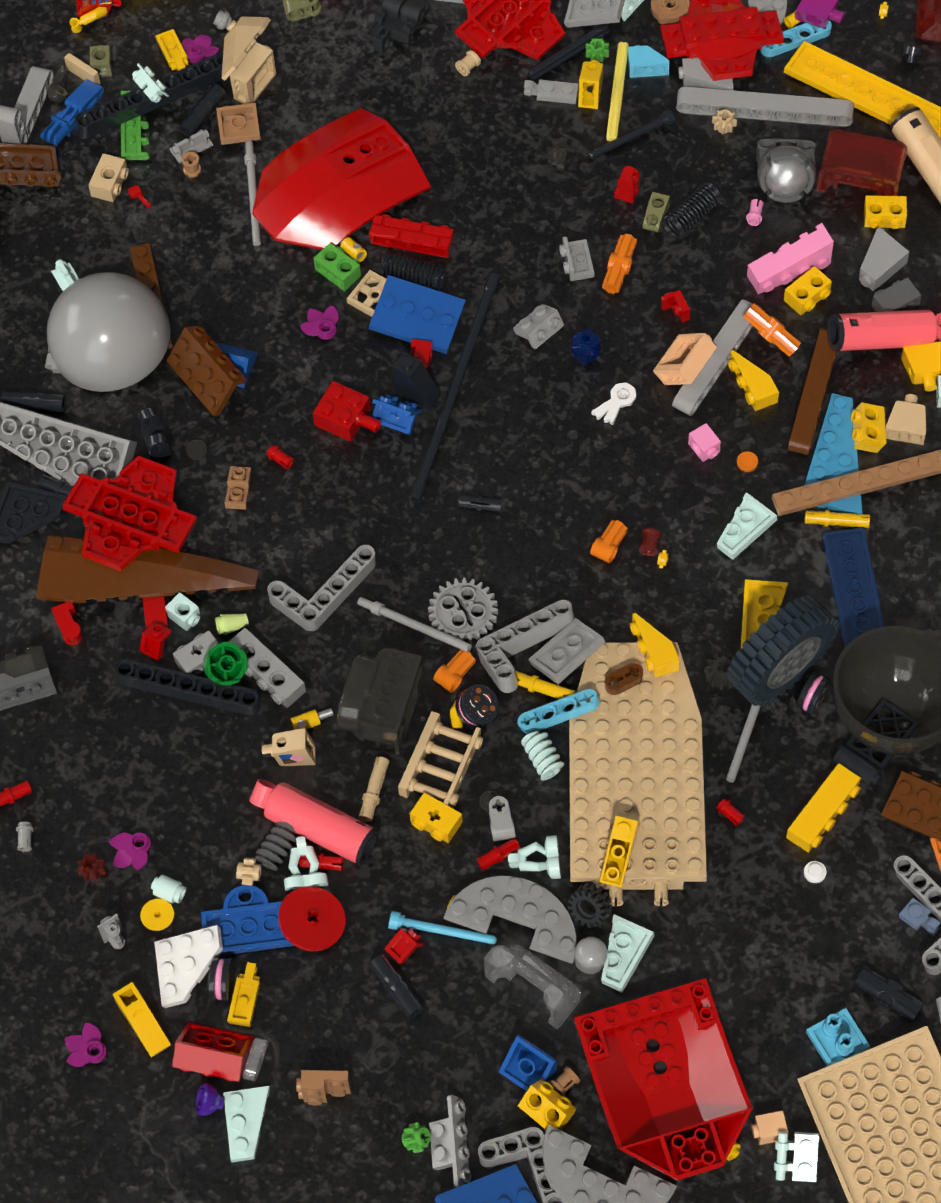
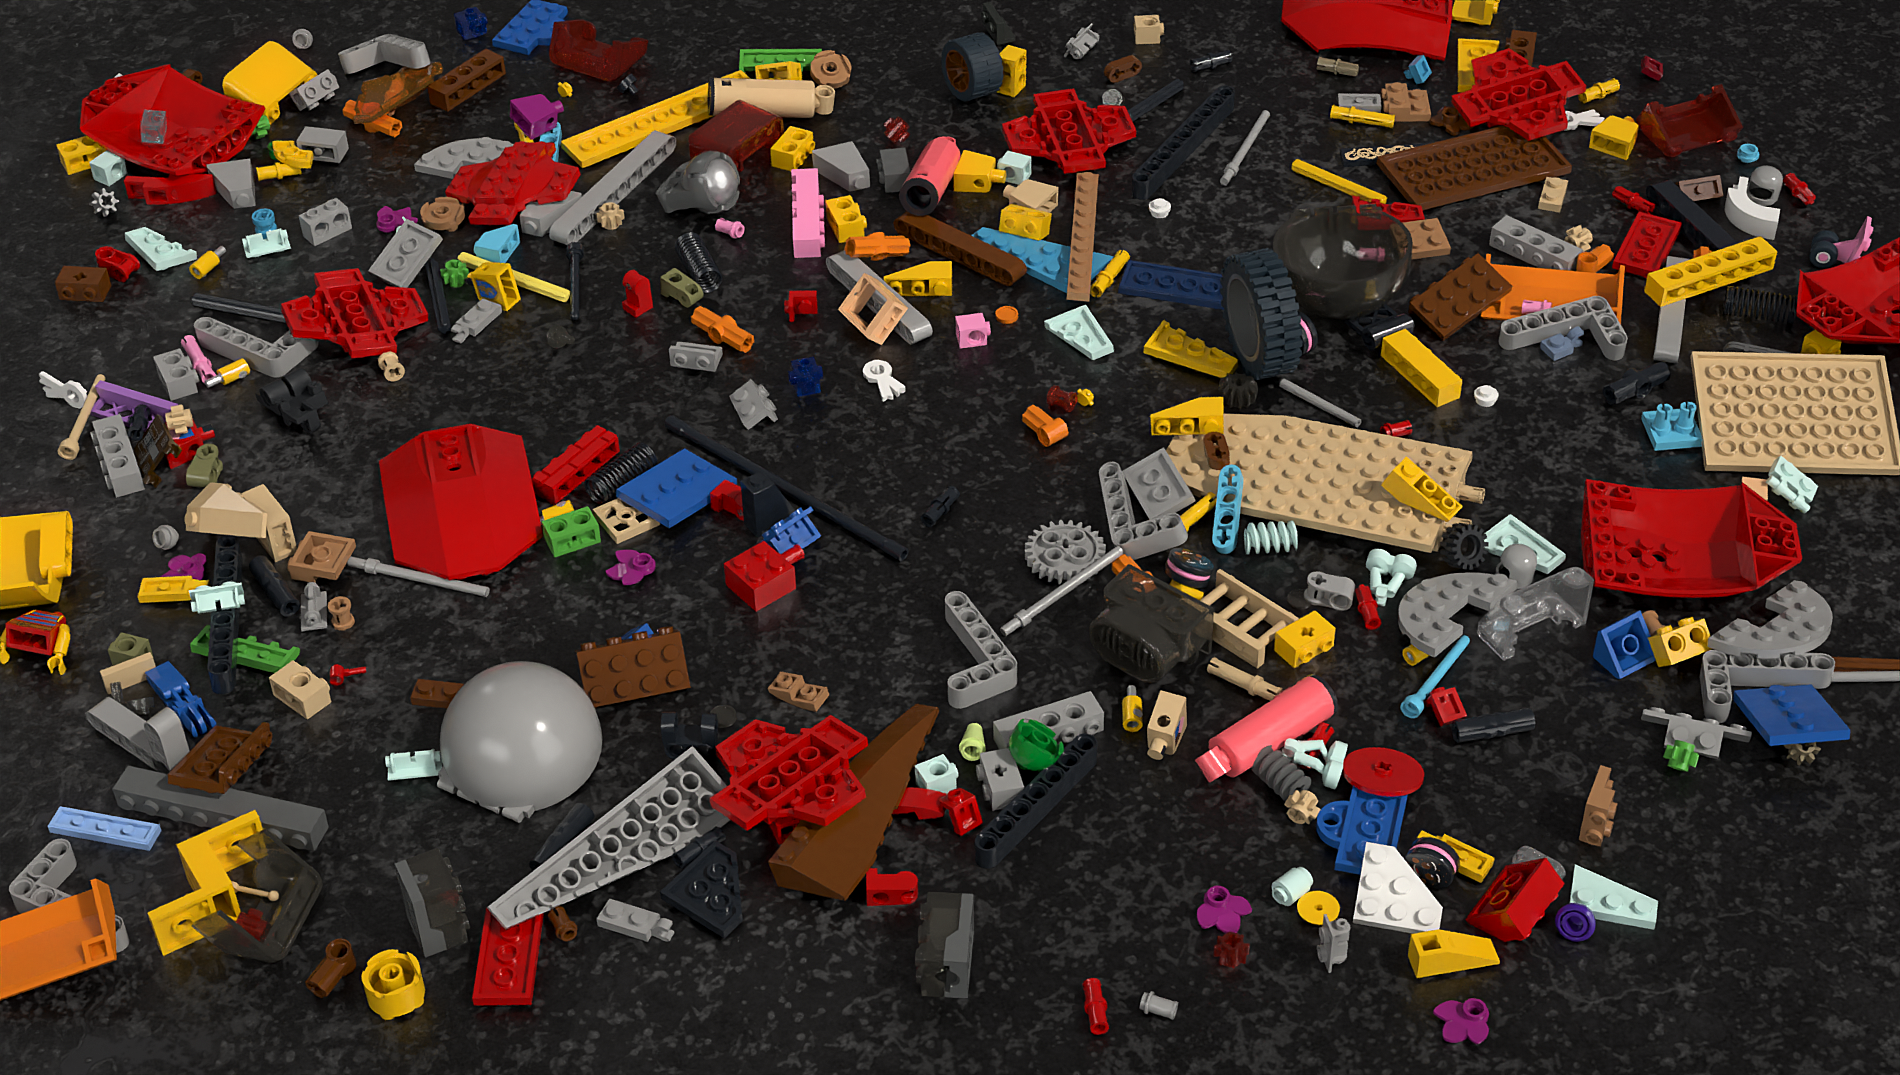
camera: 70 degrees left, 20 degrees down
(280, 457) = (782, 644): red pin -> none

